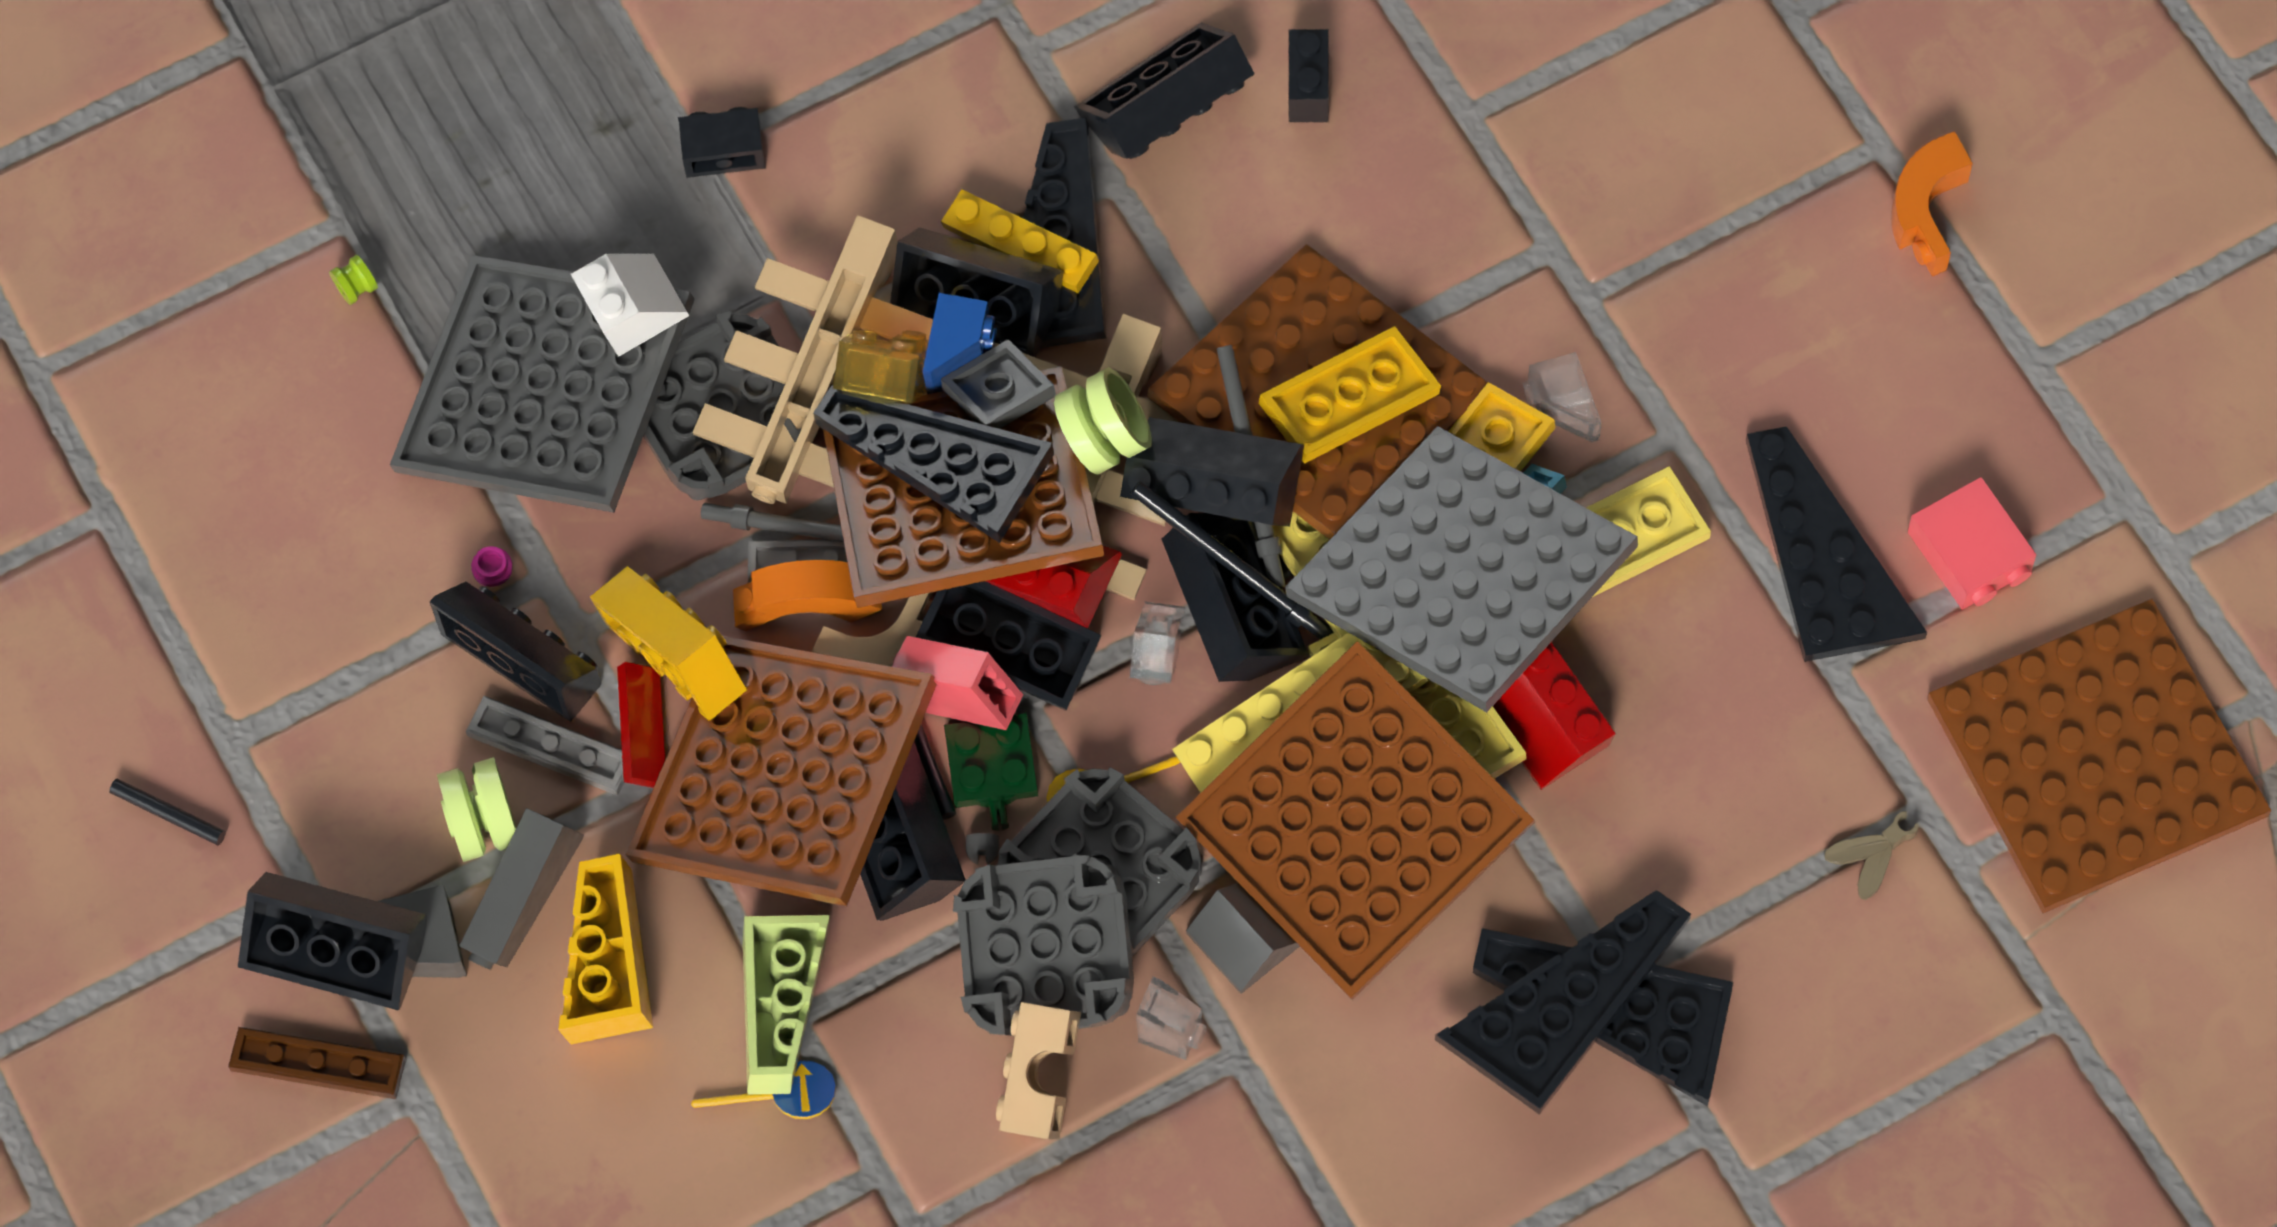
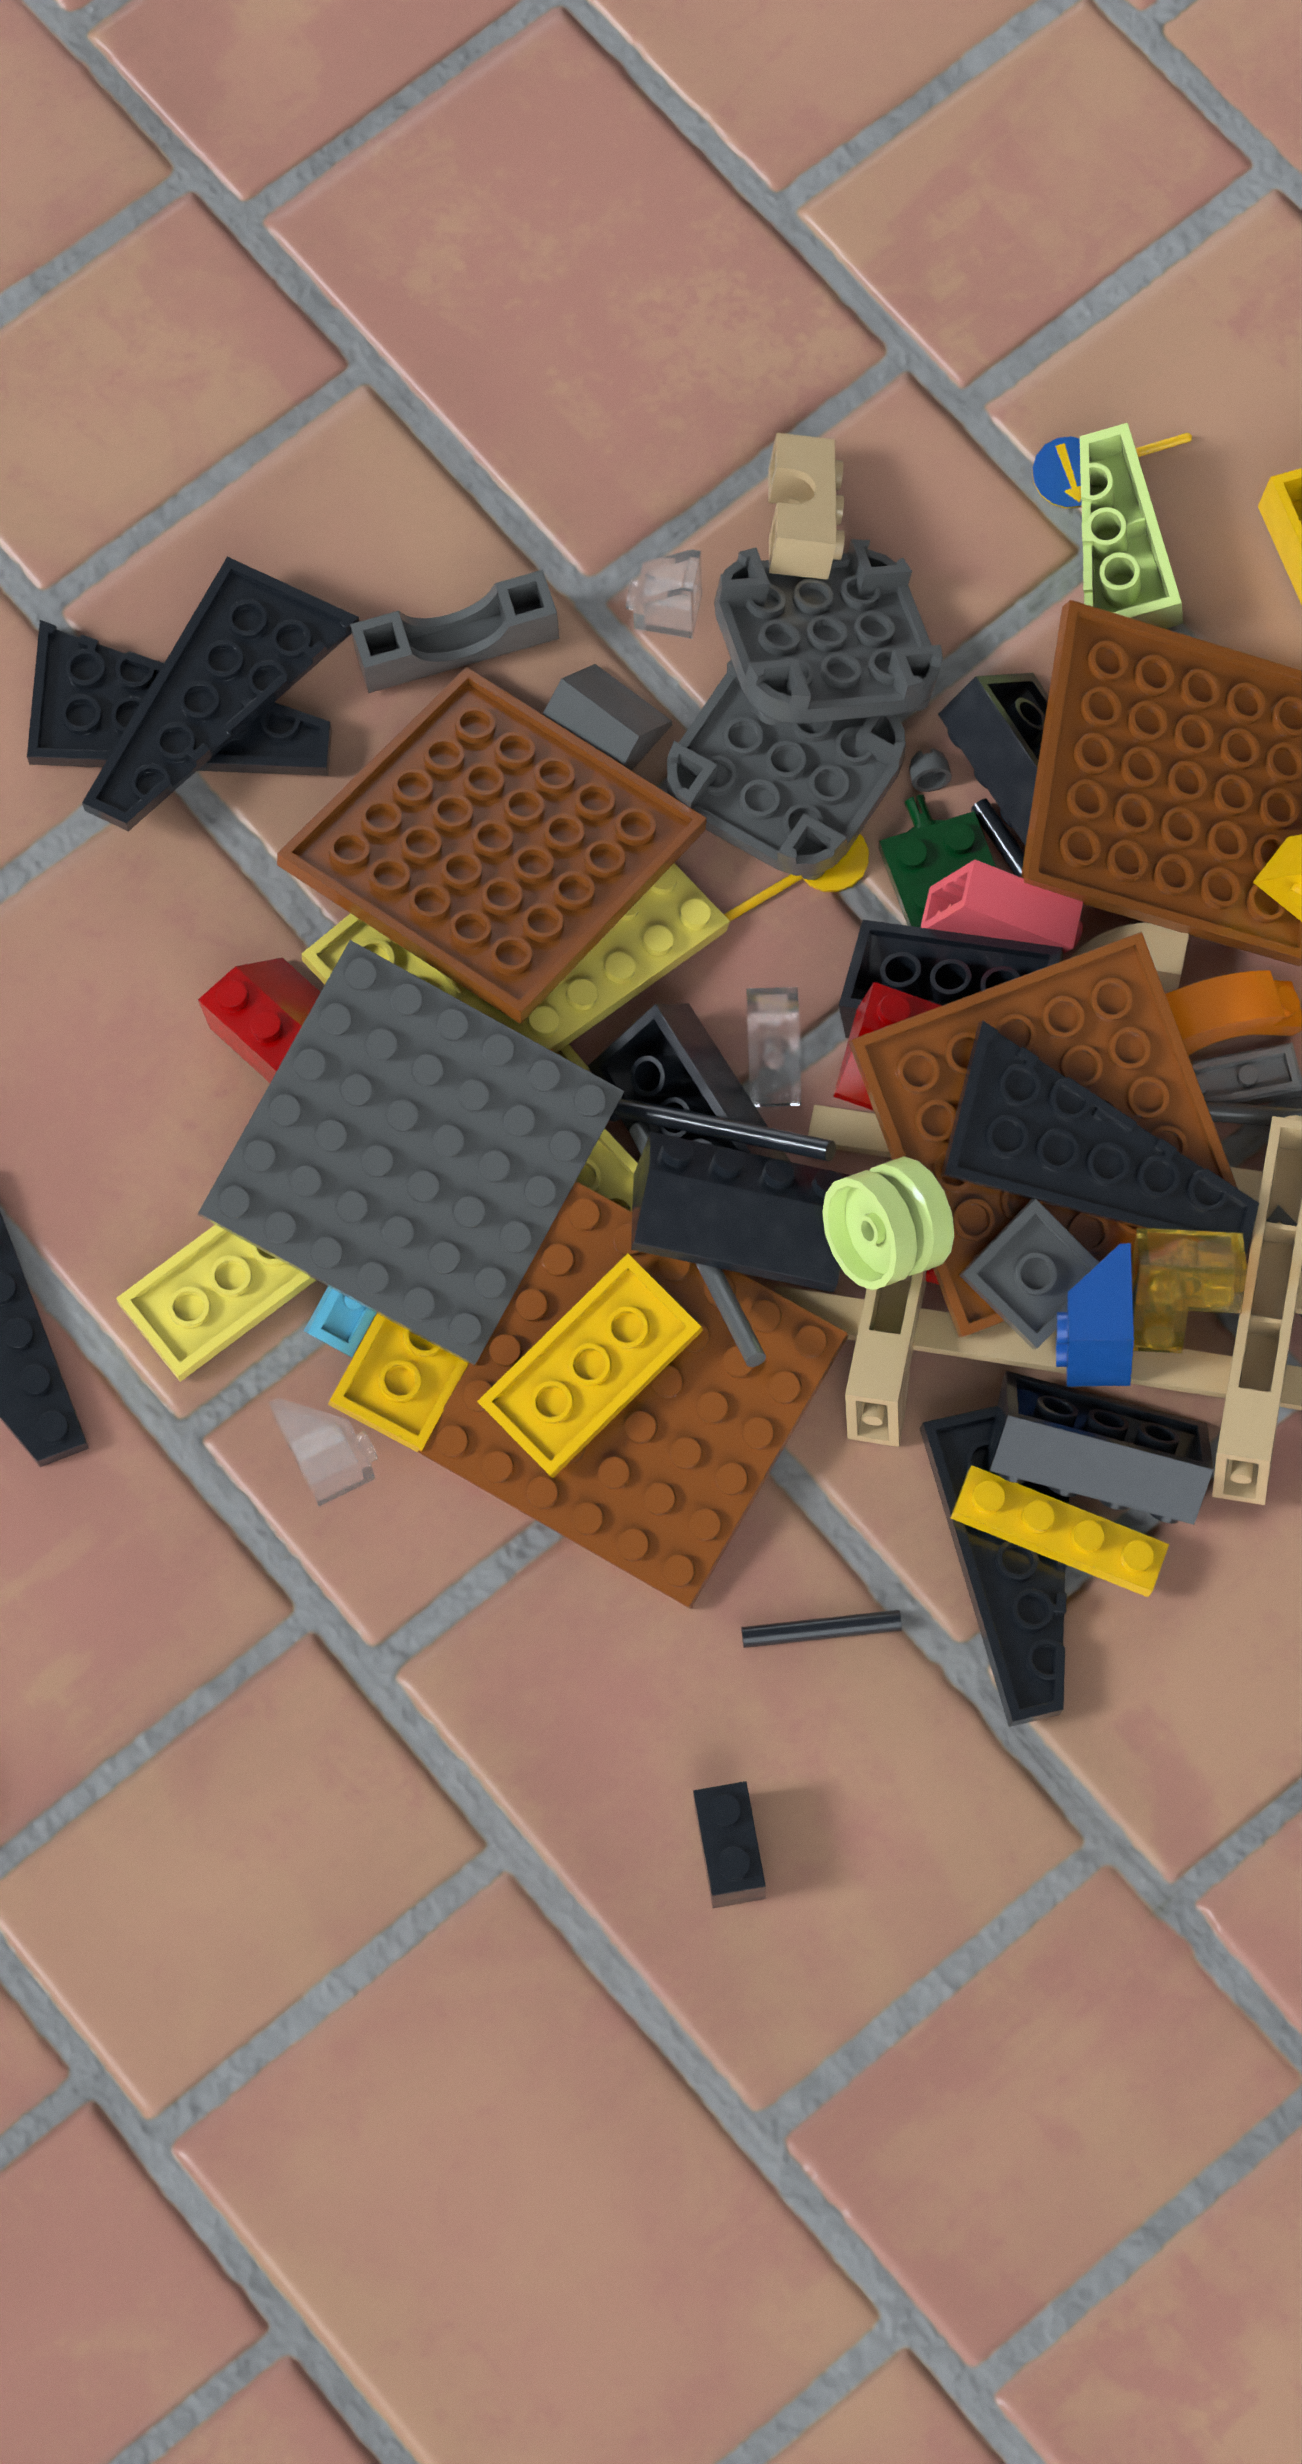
camera: 170 degrees right, 5 degrees up
(1166, 90) = (918, 1795): black slope -> none
(1210, 218) = (821, 1628): none -> black bar
(1316, 1027) = (408, 648): none -> dark grey arch

